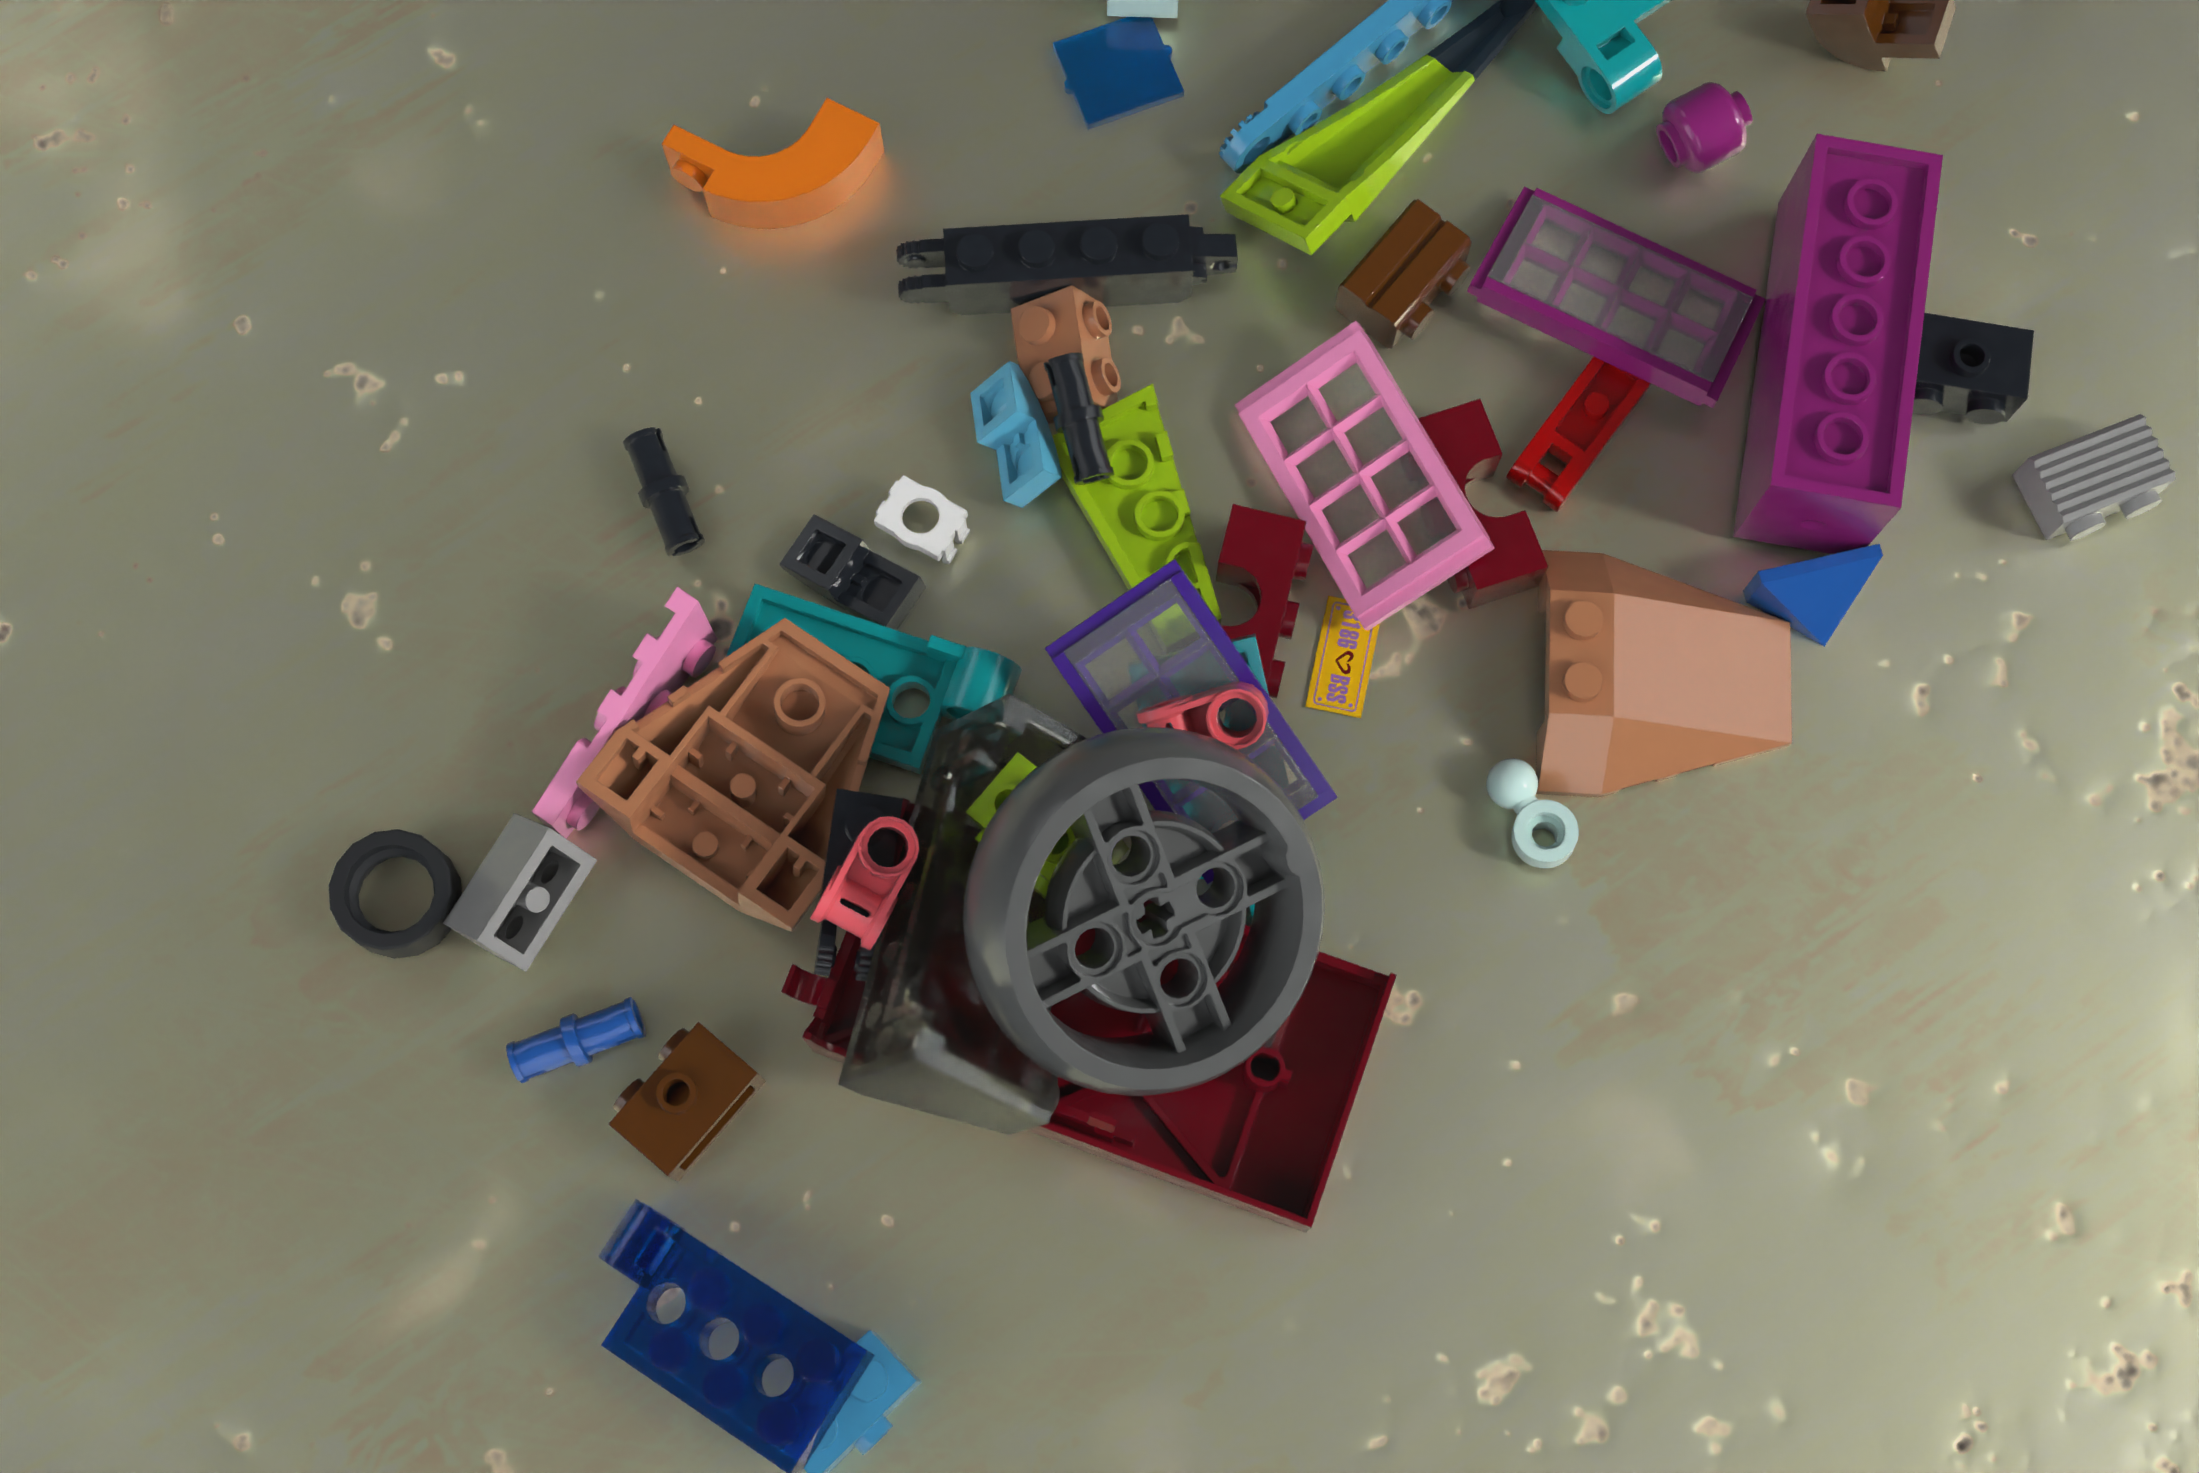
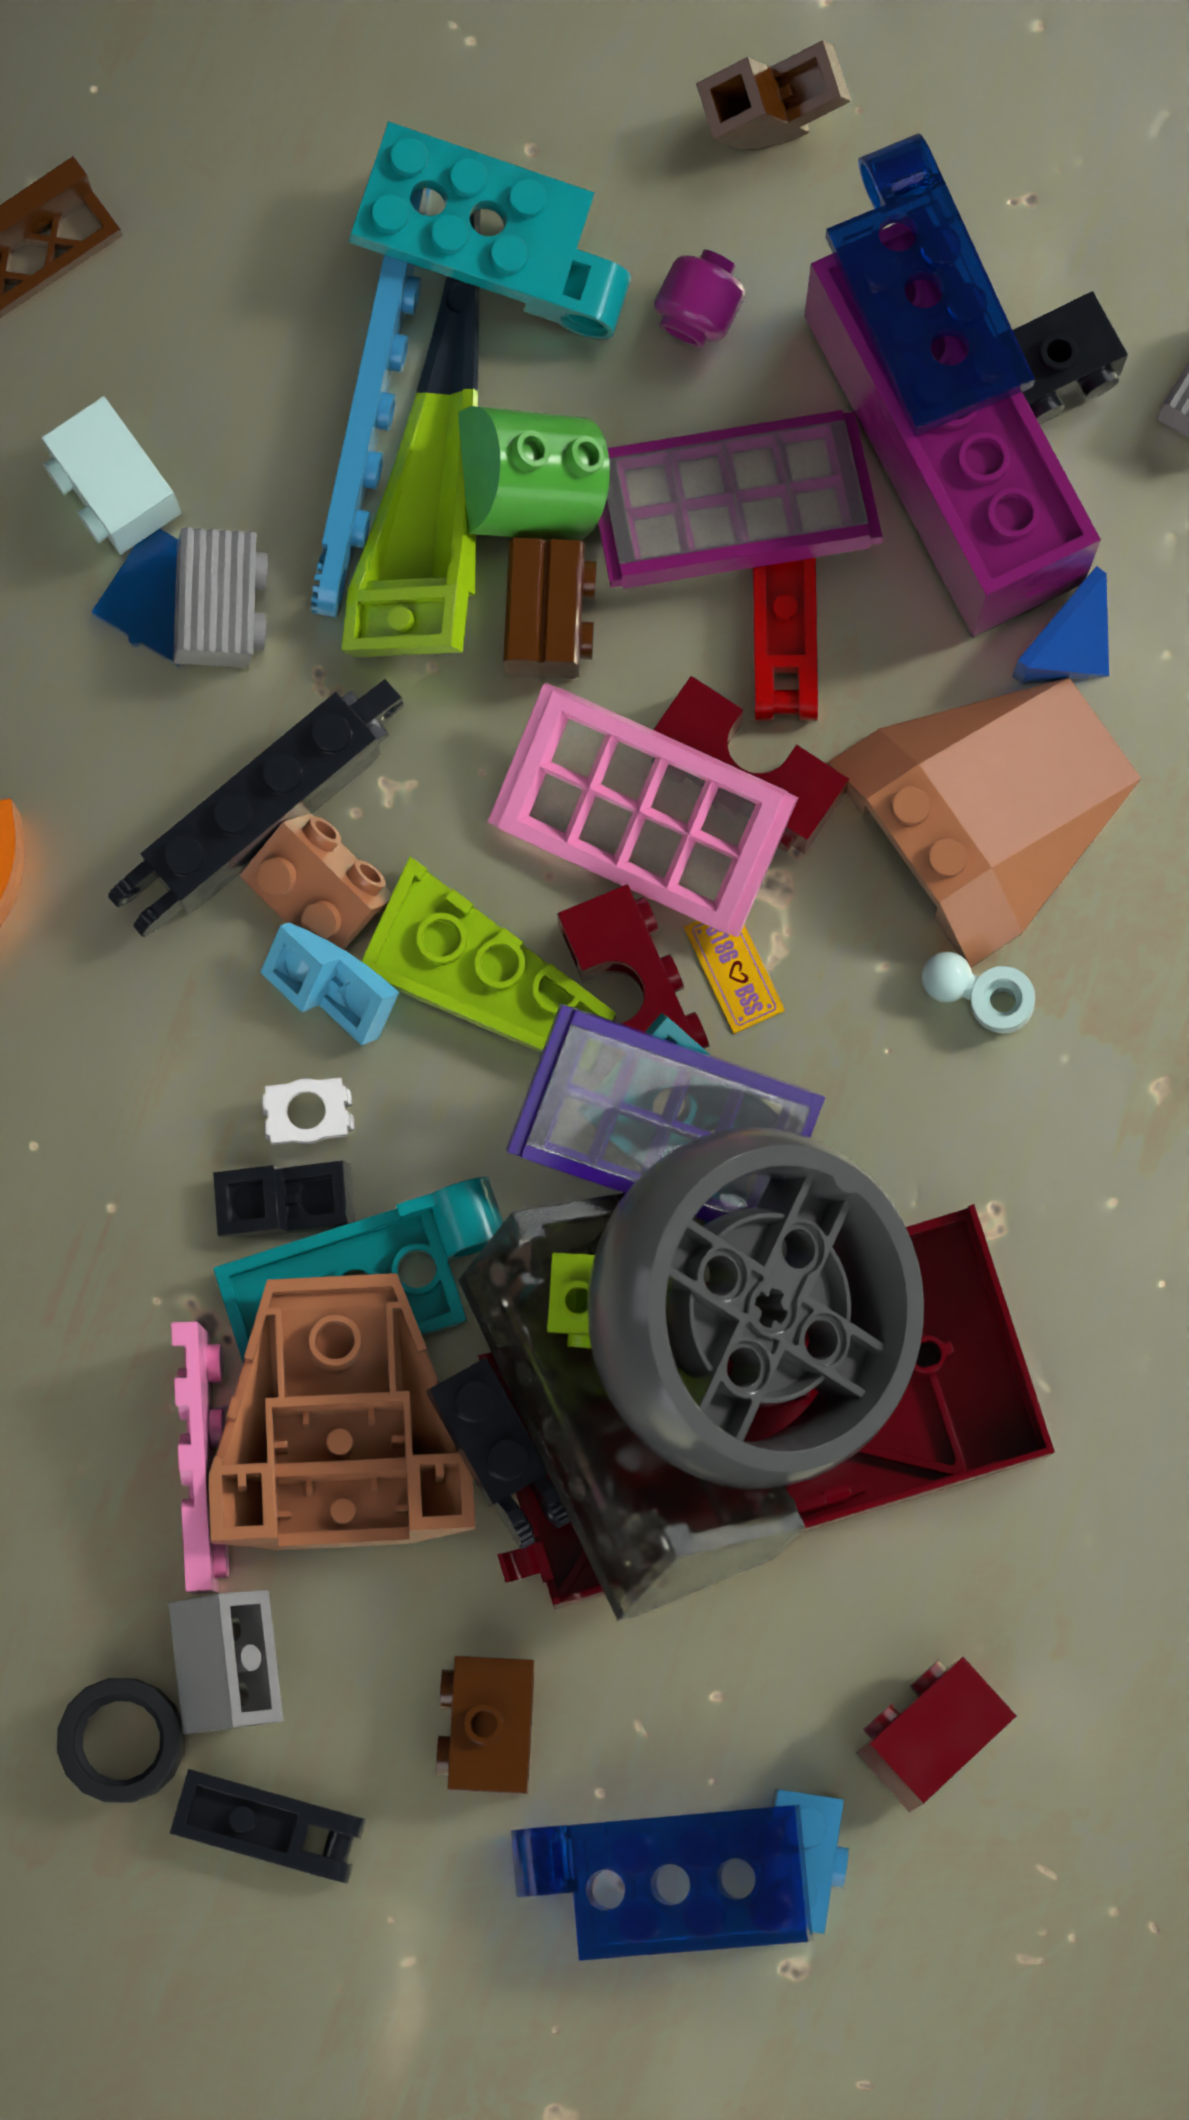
camera: 35 degrees left, 5 degrees up
(451, 1046) = (264, 1825): none -> black plate
(575, 1040) = (361, 1744): blue pin -> none
(663, 491) = (72, 1246): black pin -> none
(867, 884) = (517, 1447): coral piece -> none
(1037, 1384) = (935, 1732): none -> dark red brick
(1078, 418) = (377, 934): black pin -> none
(1154, 91) = (217, 598): none -> light grey brick
(1201, 714) = (676, 1120): coral piece -> none
(1470, 163) = (532, 473): none -> bright green brick
(1943, 130) = (911, 191): none -> clear blue hinge

